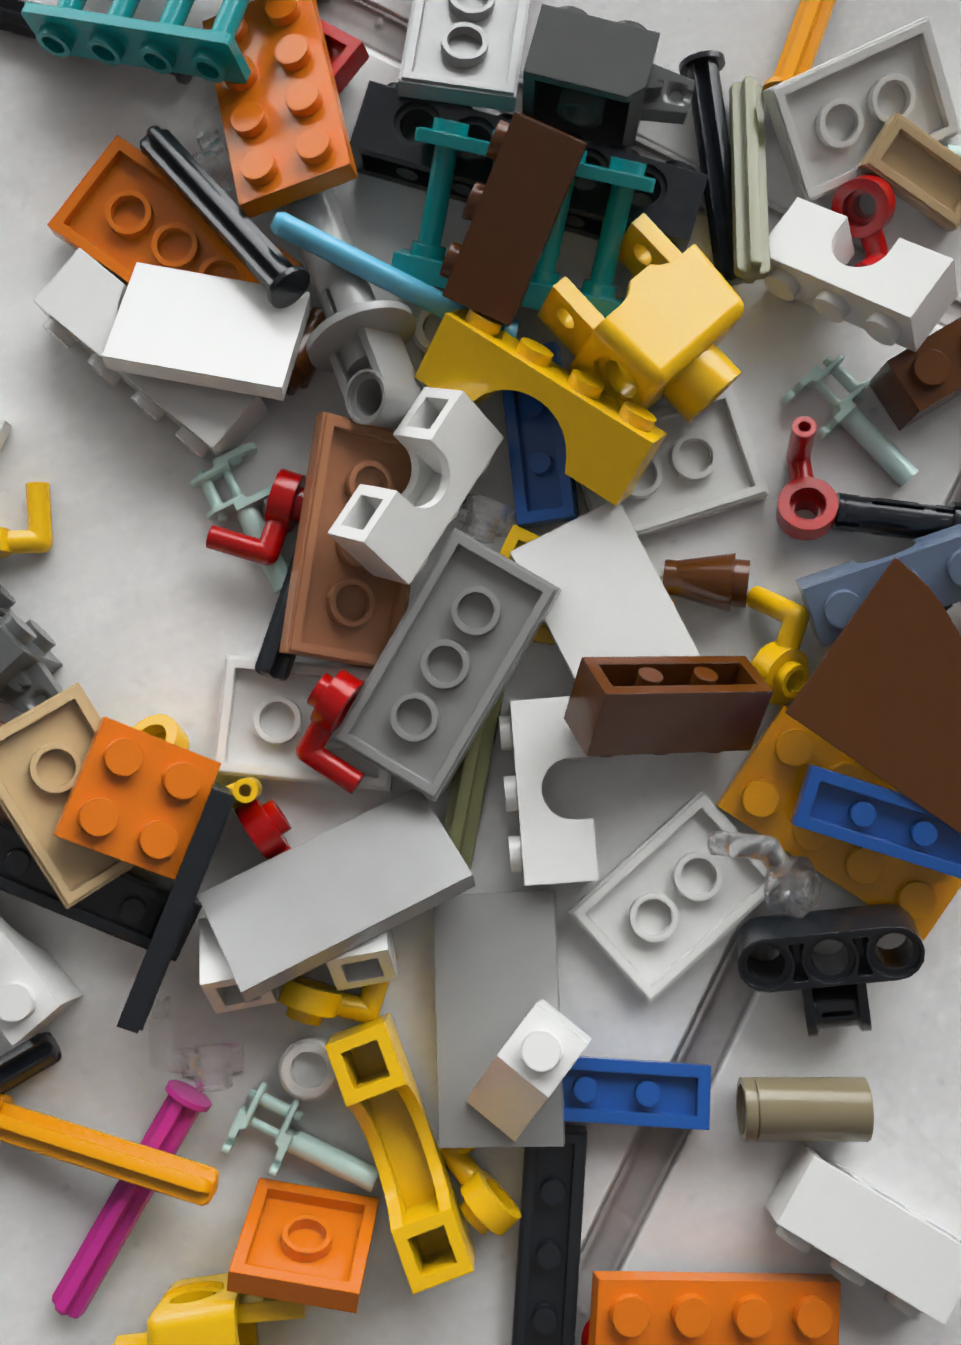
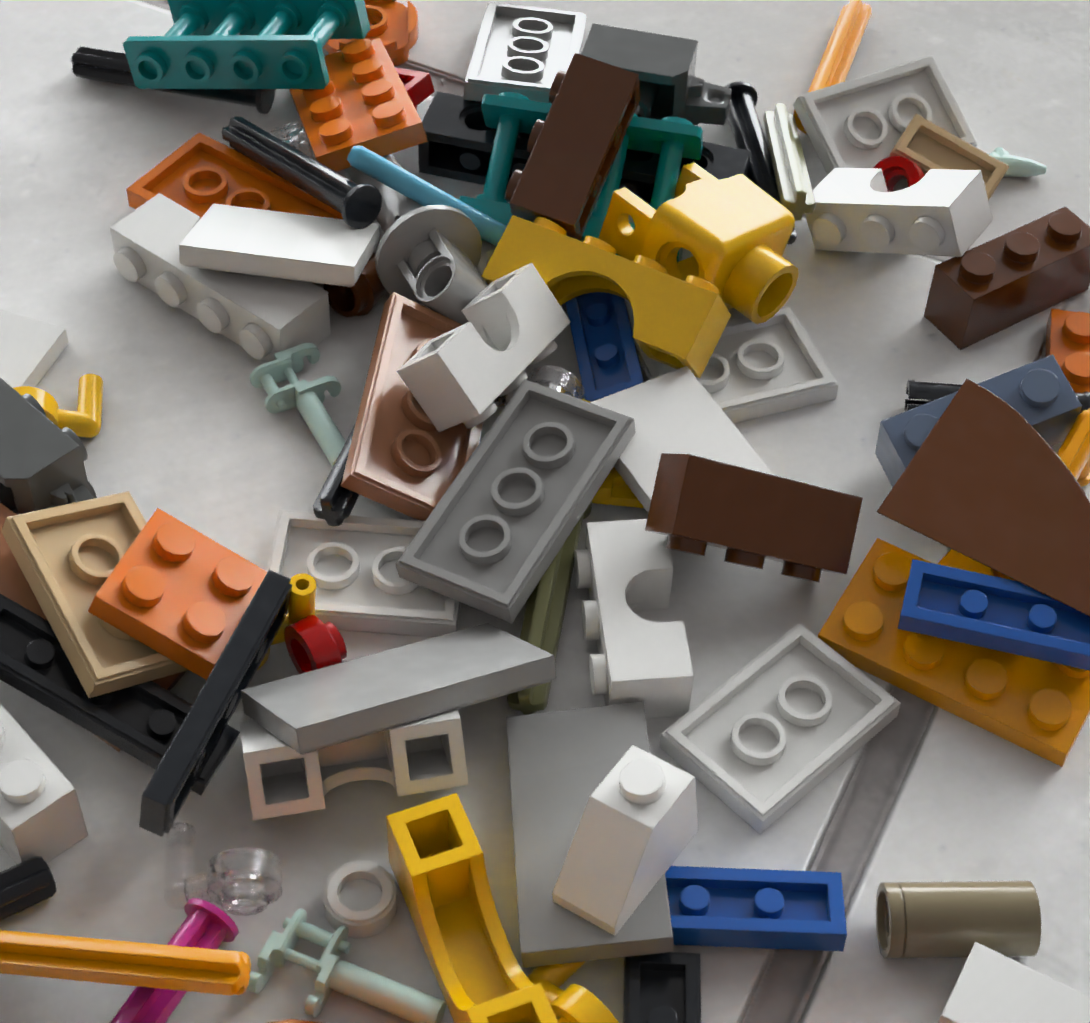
camera: 10 degrees left, 35 degrees down
(281, 517) = (343, 397): red plate -> none
(312, 1000) = (361, 807): yellow plate -> none
(331, 703) = (393, 528): red plate -> none
(709, 580) = (791, 447): reddish brown cone -> none
(781, 661) = (875, 469): yellow plate -> none
(790, 880) = (905, 689): clear plate -> none
(804, 489) = (872, 390): red plate -> none
(833, 983) = (972, 791): black piece -> none
(853, 419) = (909, 332): light aqua piece -> none

